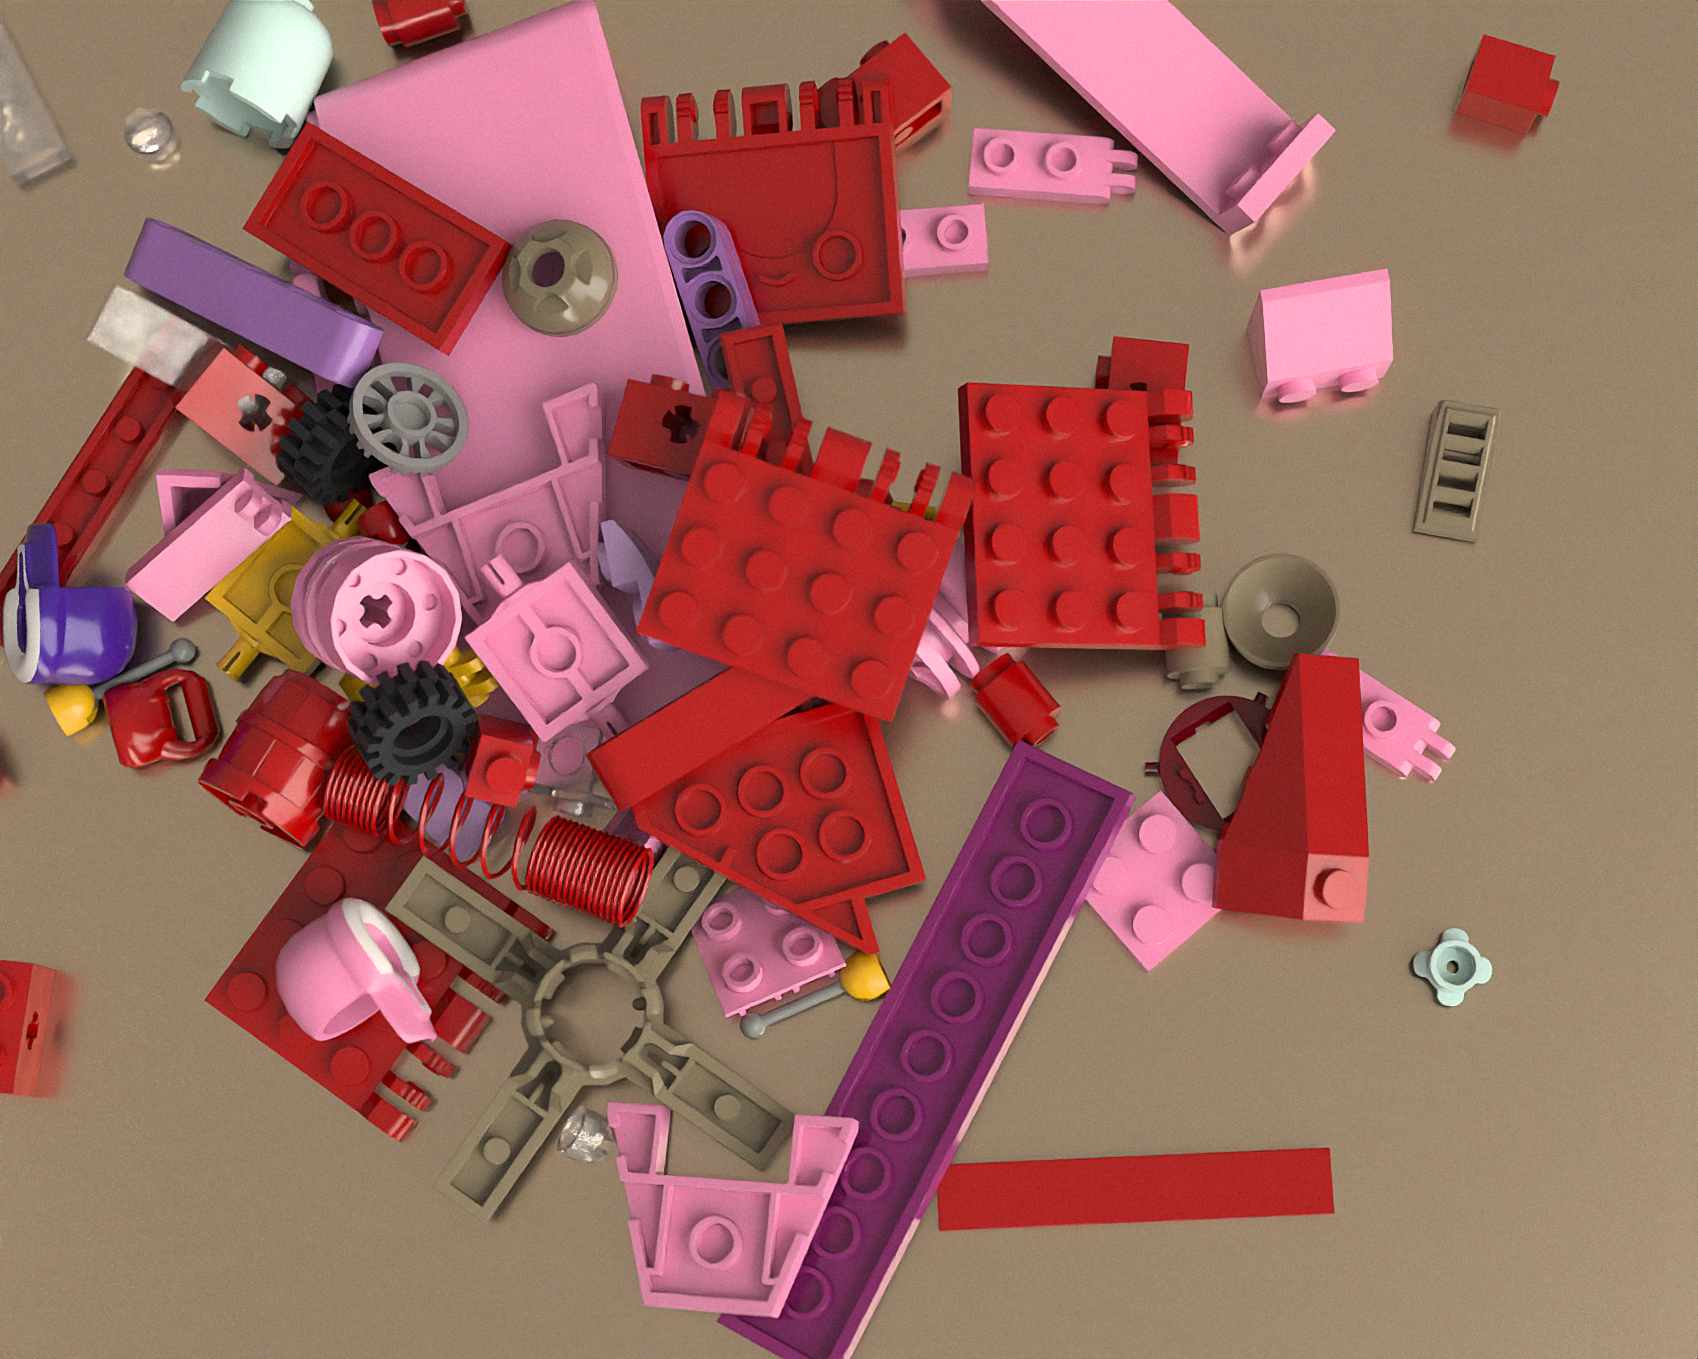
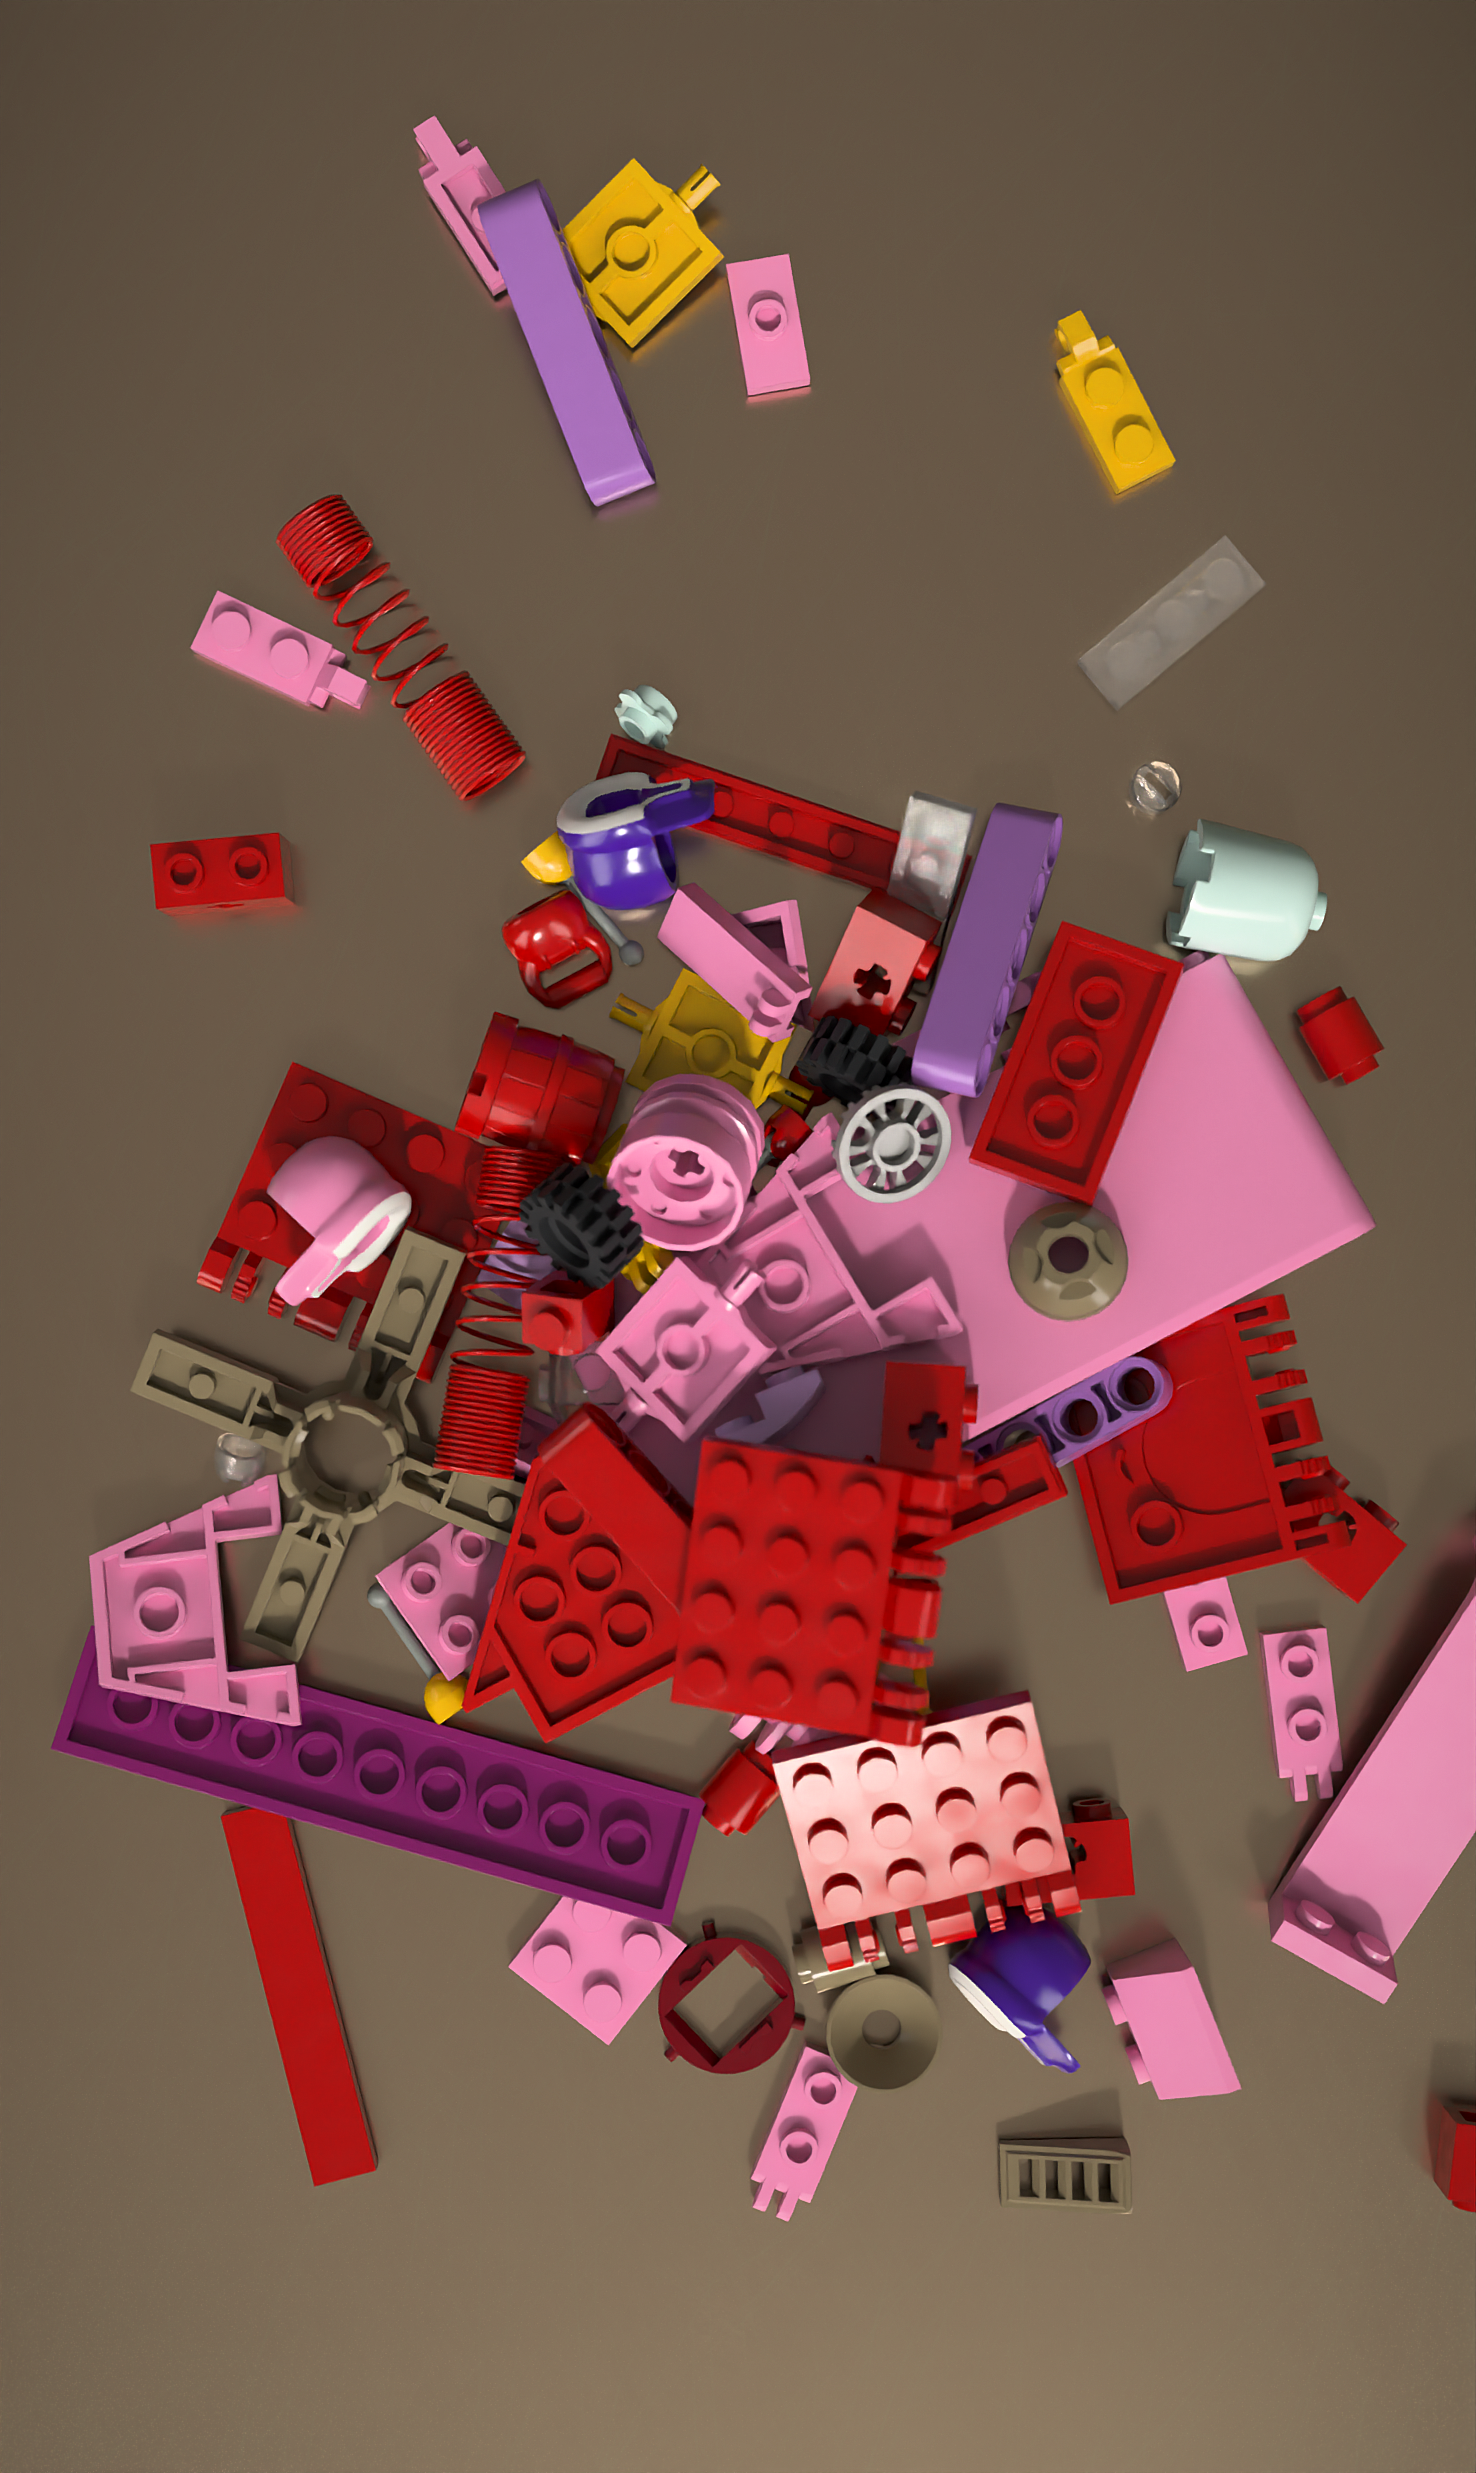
camera: 70 degrees right, 10 degrees up
(1250, 474) = (1022, 1977): none -> dark purple piece
(1303, 809) = (681, 2094): red wedge -> none
(1471, 966) = (573, 2274): light aqua plate -> none

